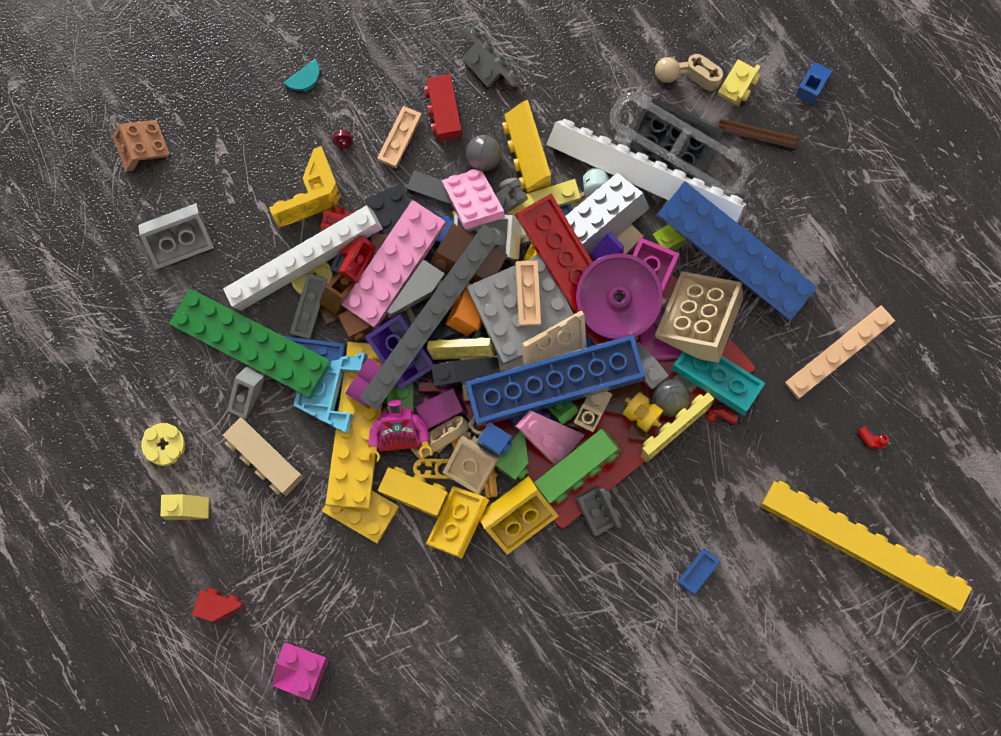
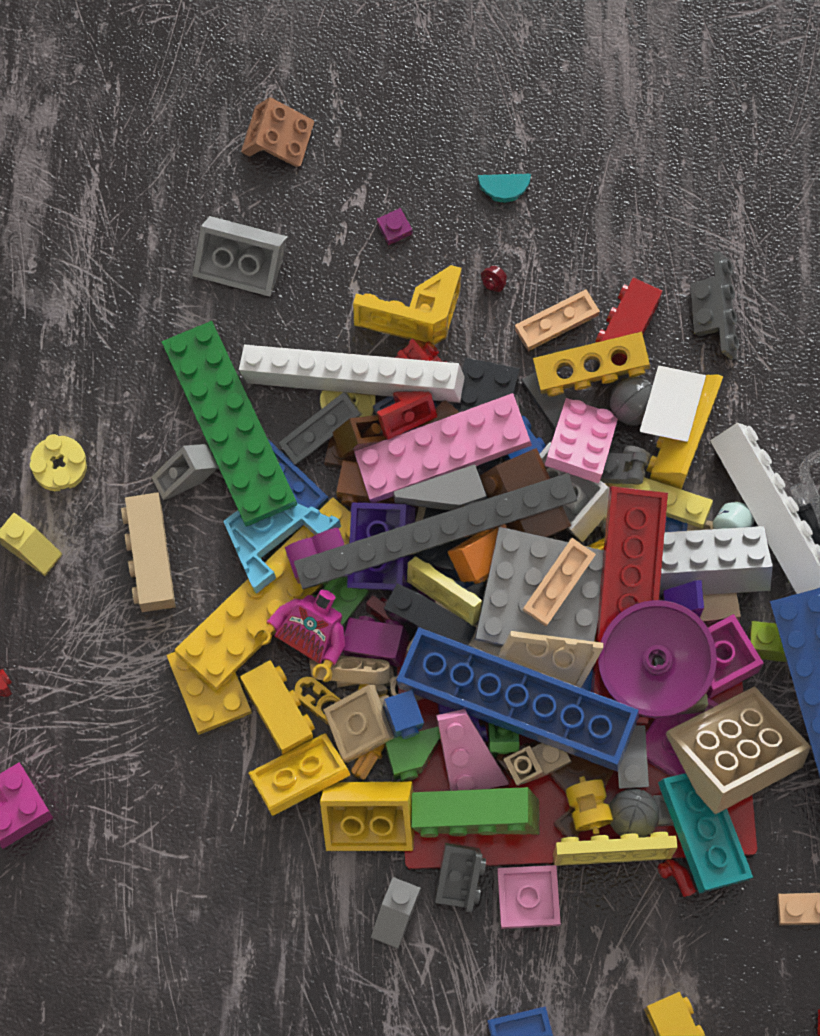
camera: 30 degrees right, 5 degrees down
(256, 150) = (394, 226): none -> magenta plate
(459, 120) = (630, 345): none -> yellow brick
(509, 137) = (672, 403): none -> white sticker
(577, 559) = (395, 912): none -> light grey slope
(645, 492) = (528, 897): none -> bright pink plate

